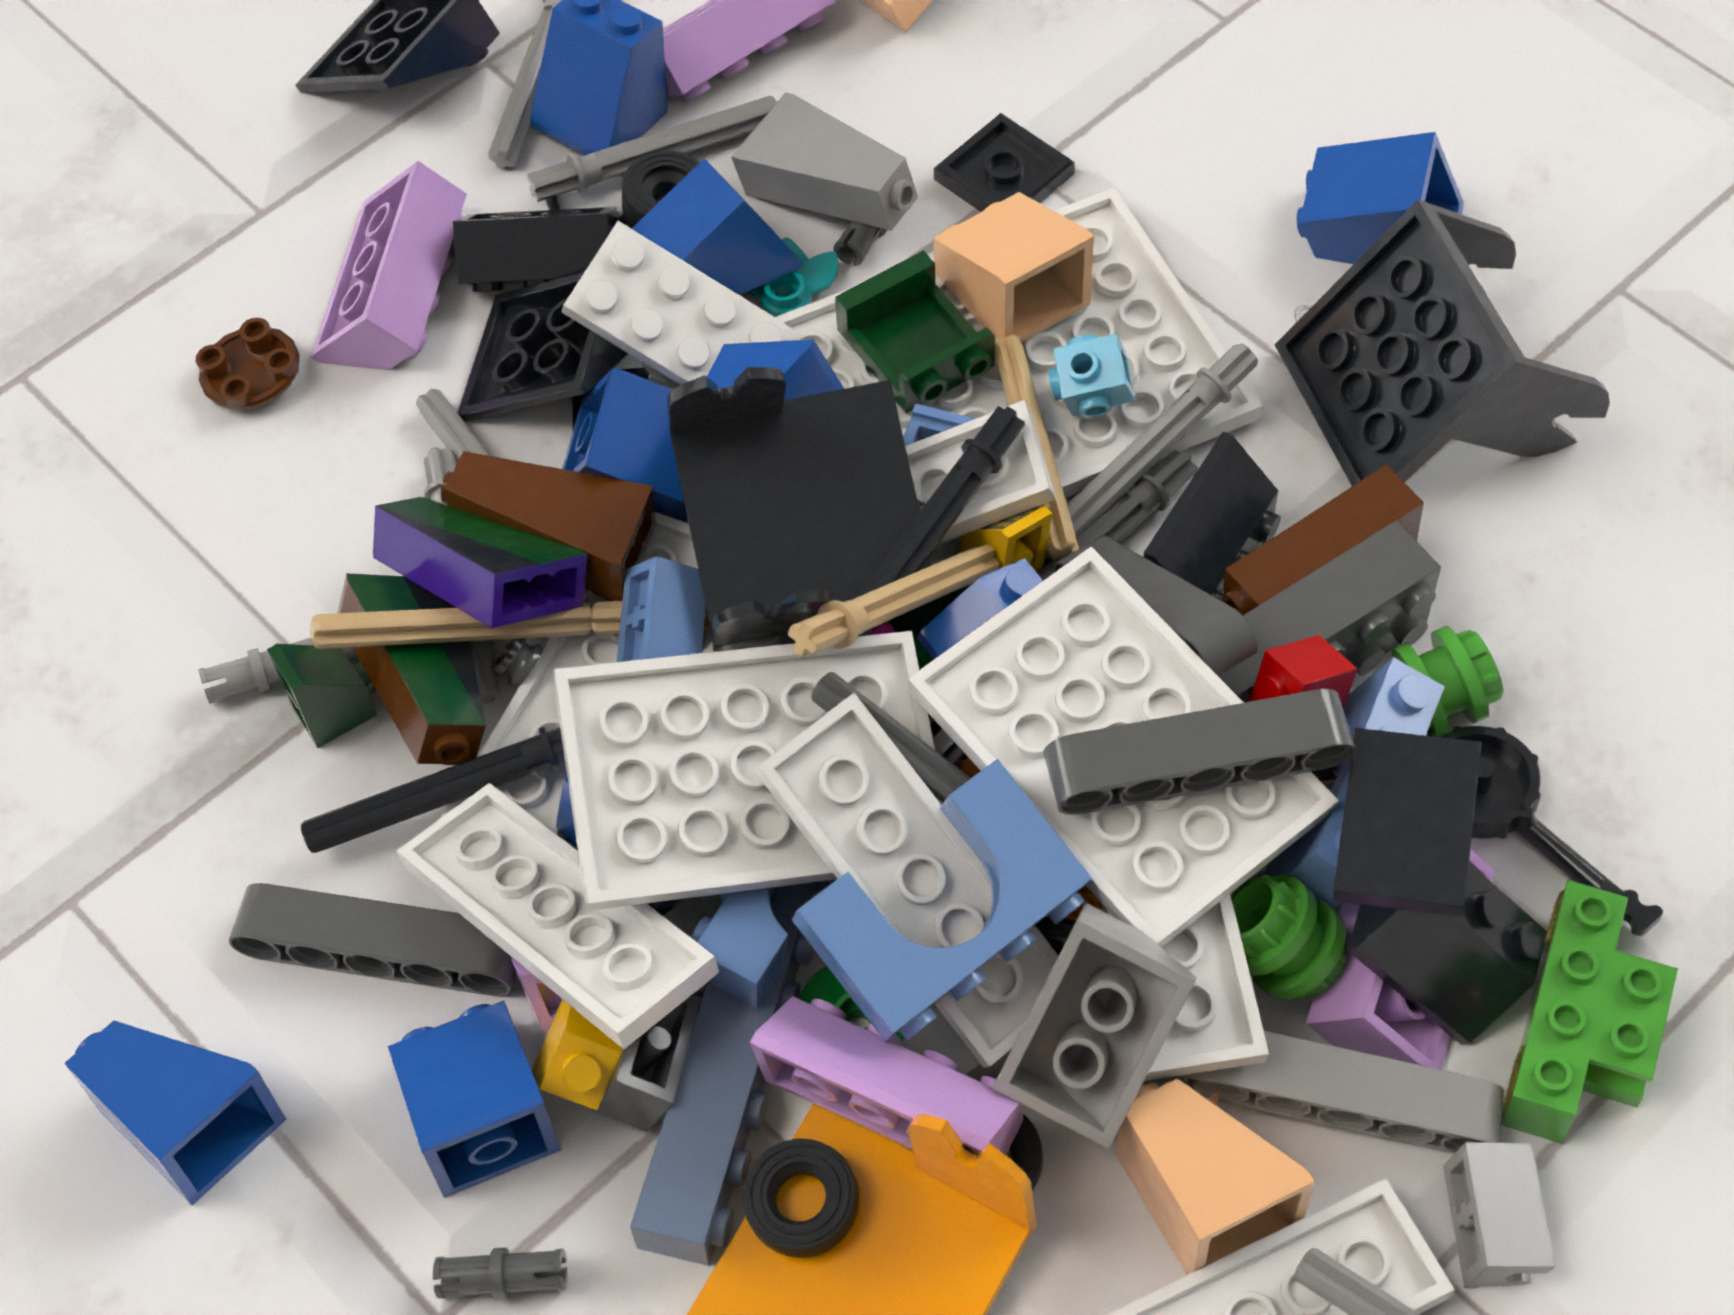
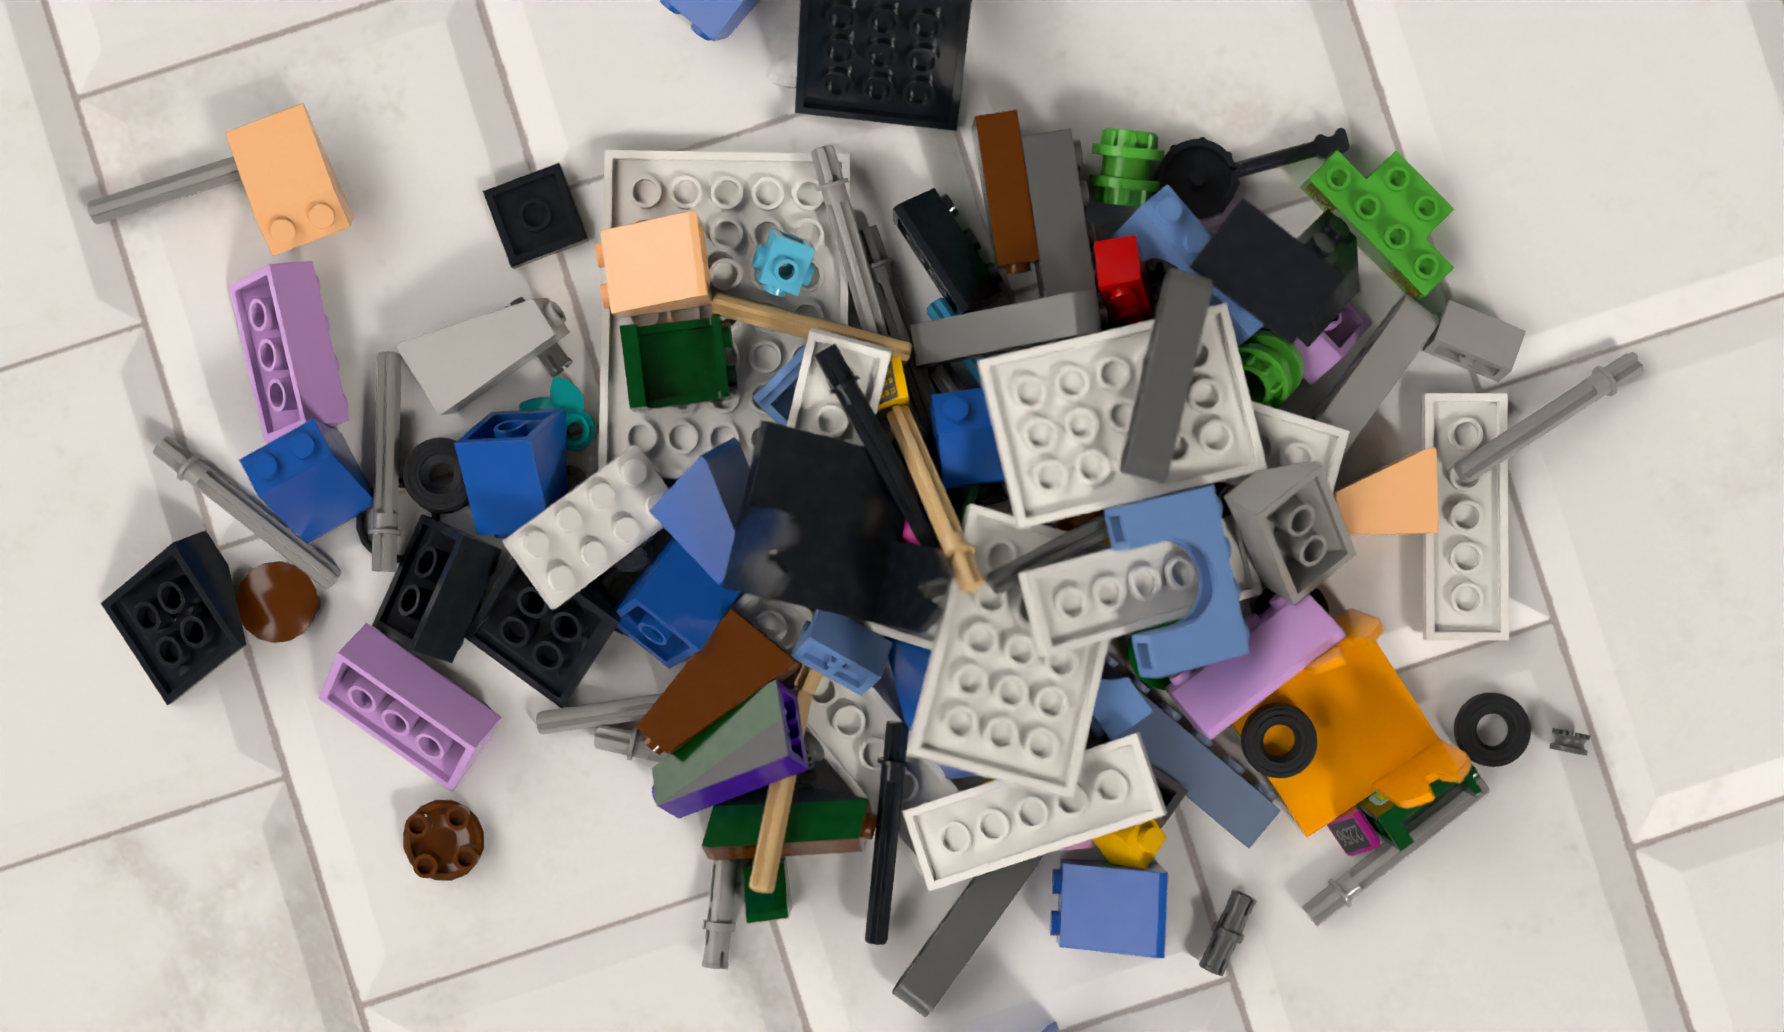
camera: 65 degrees left, 30 degrees up
(452, 126) = (277, 602): none -> reddish brown dish

